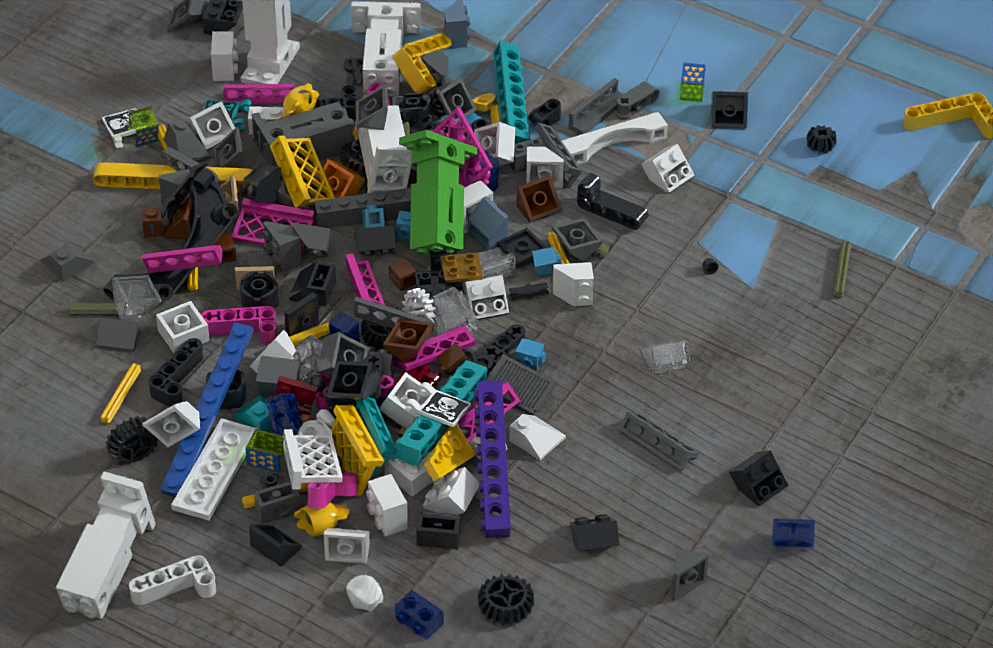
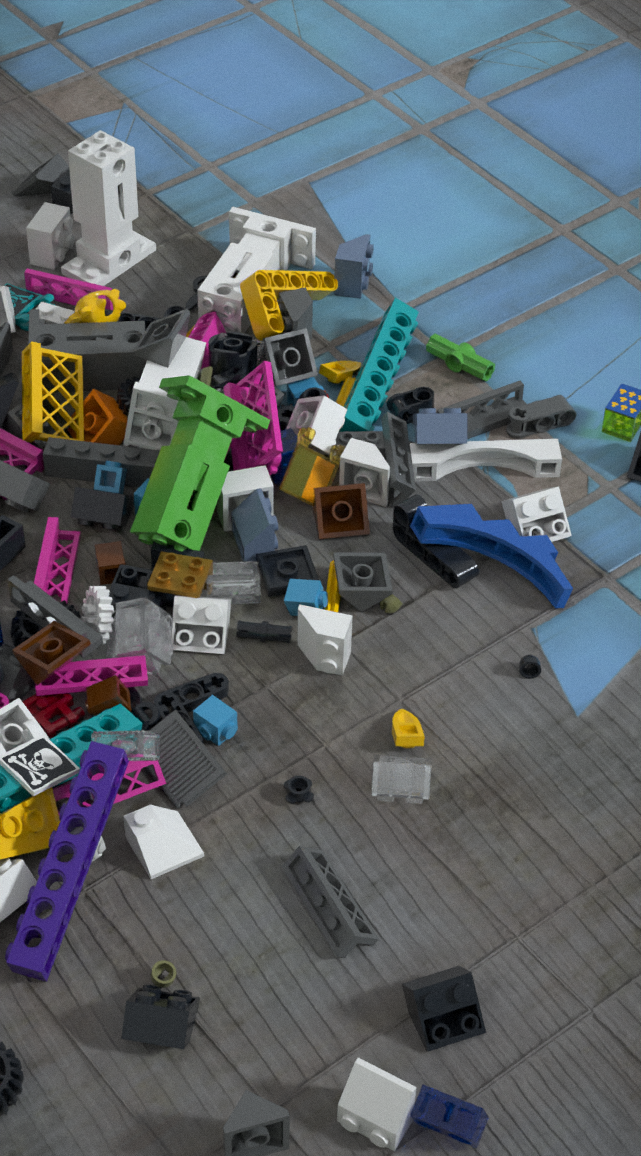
camera: 20 degrees right, 0 degrees up
(504, 375) = (137, 744): none -> clear brick
(507, 175) = (309, 468): none -> clear yellow flag
(561, 71) = (460, 357): none -> bright green piece
(581, 124) = (440, 427): none -> sand blue slope
(582, 504) = (158, 969): none -> olive hinge
(604, 381) = (295, 784): none -> black plate
(652, 189) = (498, 539): none -> blue arch
(653, 326) = (407, 730): none -> yellow plate
(749, 538) = (376, 1105): none -> white slope

